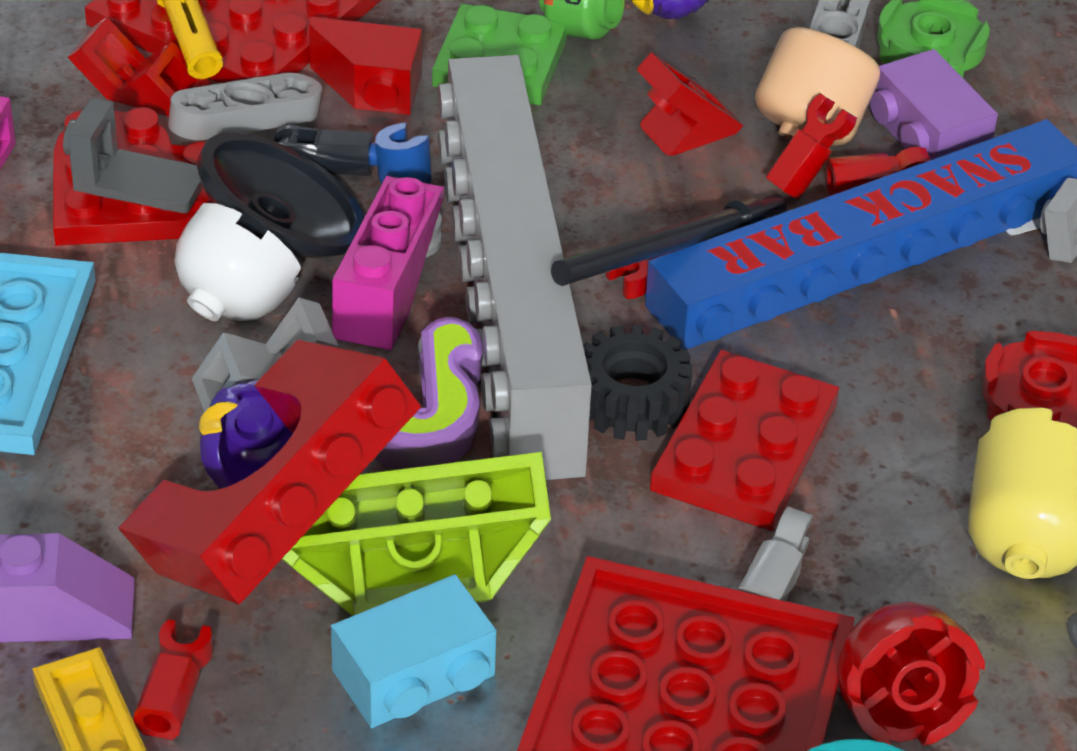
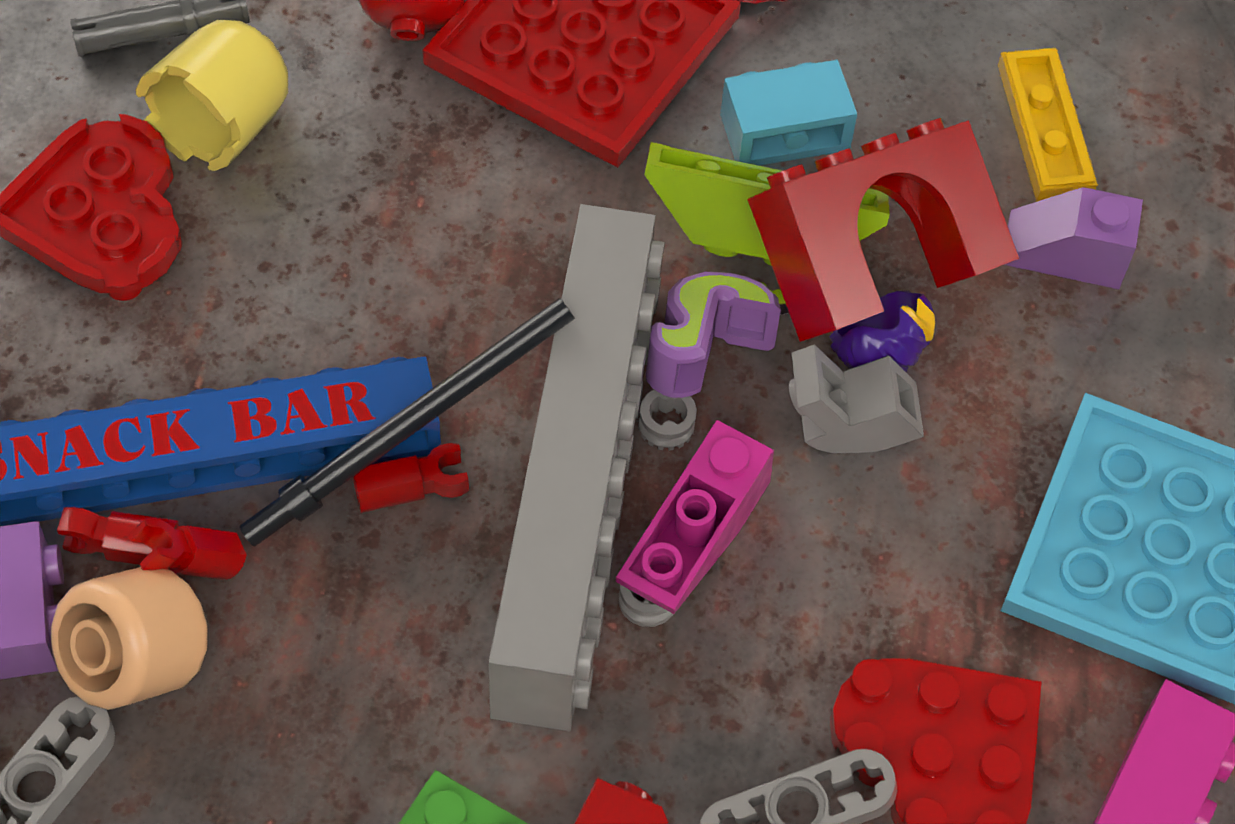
camera: 165 degrees left, 15 degrees up
(122, 174) = (953, 684): dark grey bracket -> none
(172, 682) = (995, 134): red bar -> none
(231, 268) = (859, 544): white cylinder -> none
(280, 194) = (768, 601): black dish -> none
(357, 152) = (690, 715): piece -> none
(641, 358) = (490, 303): black tyre -> none
(684, 110) = (283, 679): red slope -> none
(745, 440) = (419, 264): red plate -> none
(779, 559) = (457, 124): light grey bar -> none

